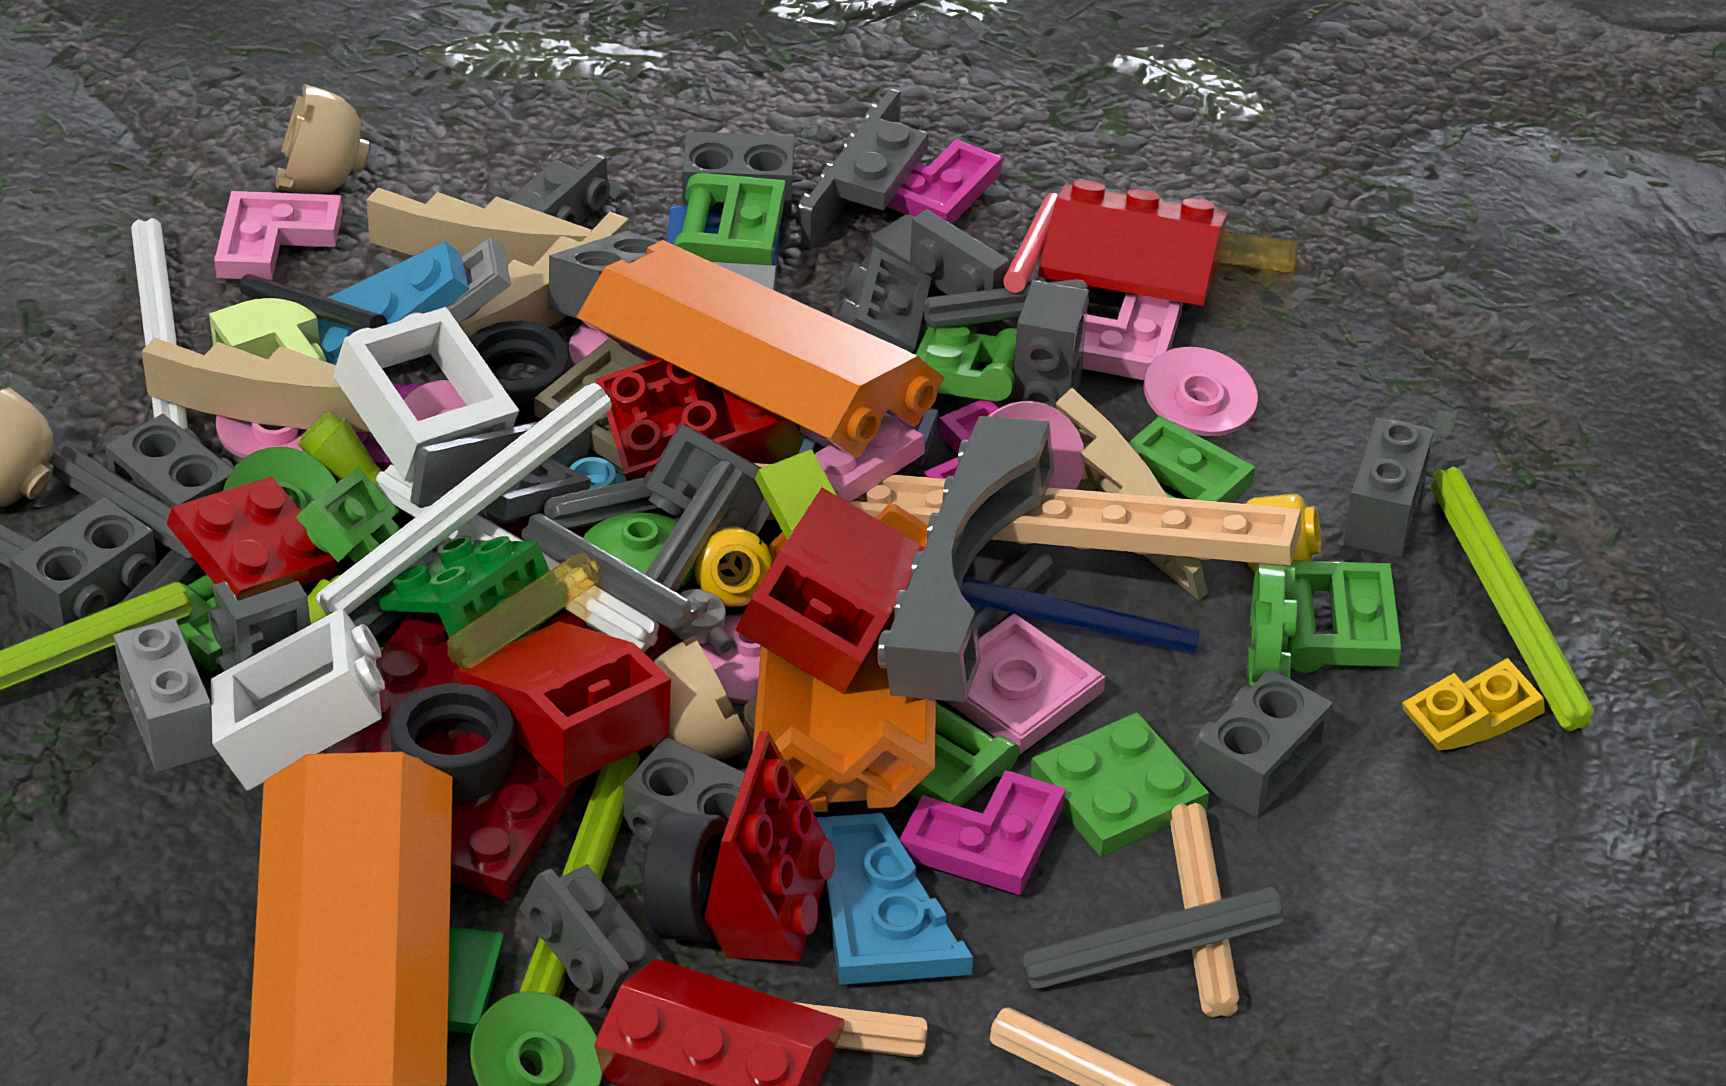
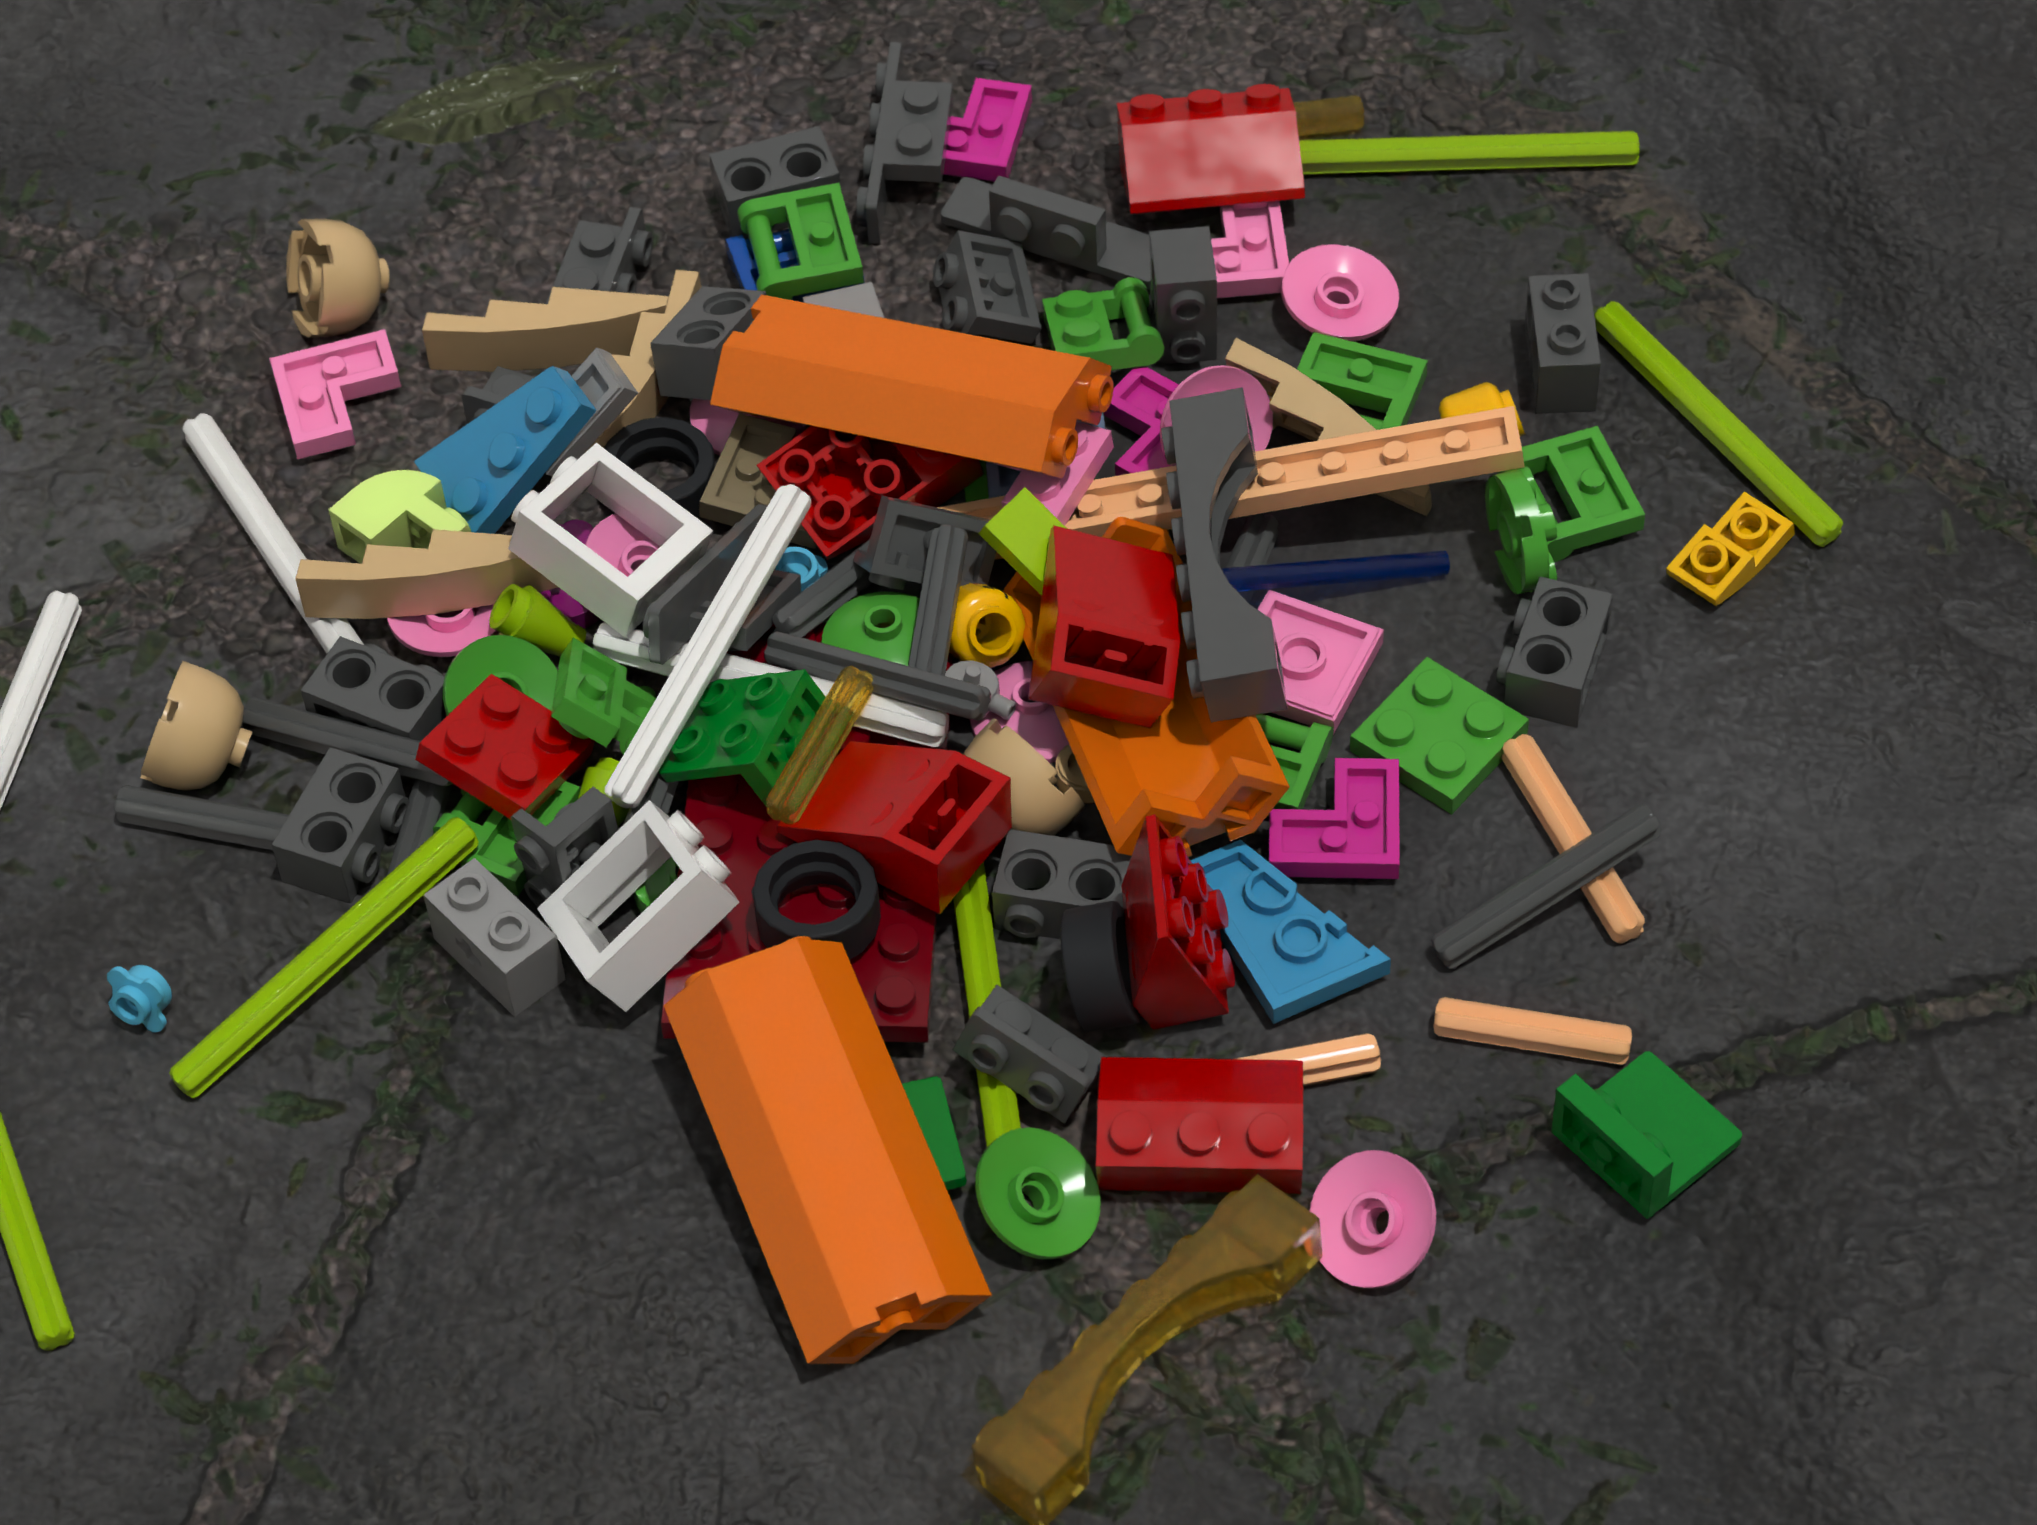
camera: 15 degrees left, 10 degrees up
(324, 308) = (442, 467): black bar -> none
(980, 306) = (1107, 256): dark grey axle -> none
(1030, 248) = (1110, 176): coral bar -> none
(1378, 315) = (1469, 152): none -> lime axle

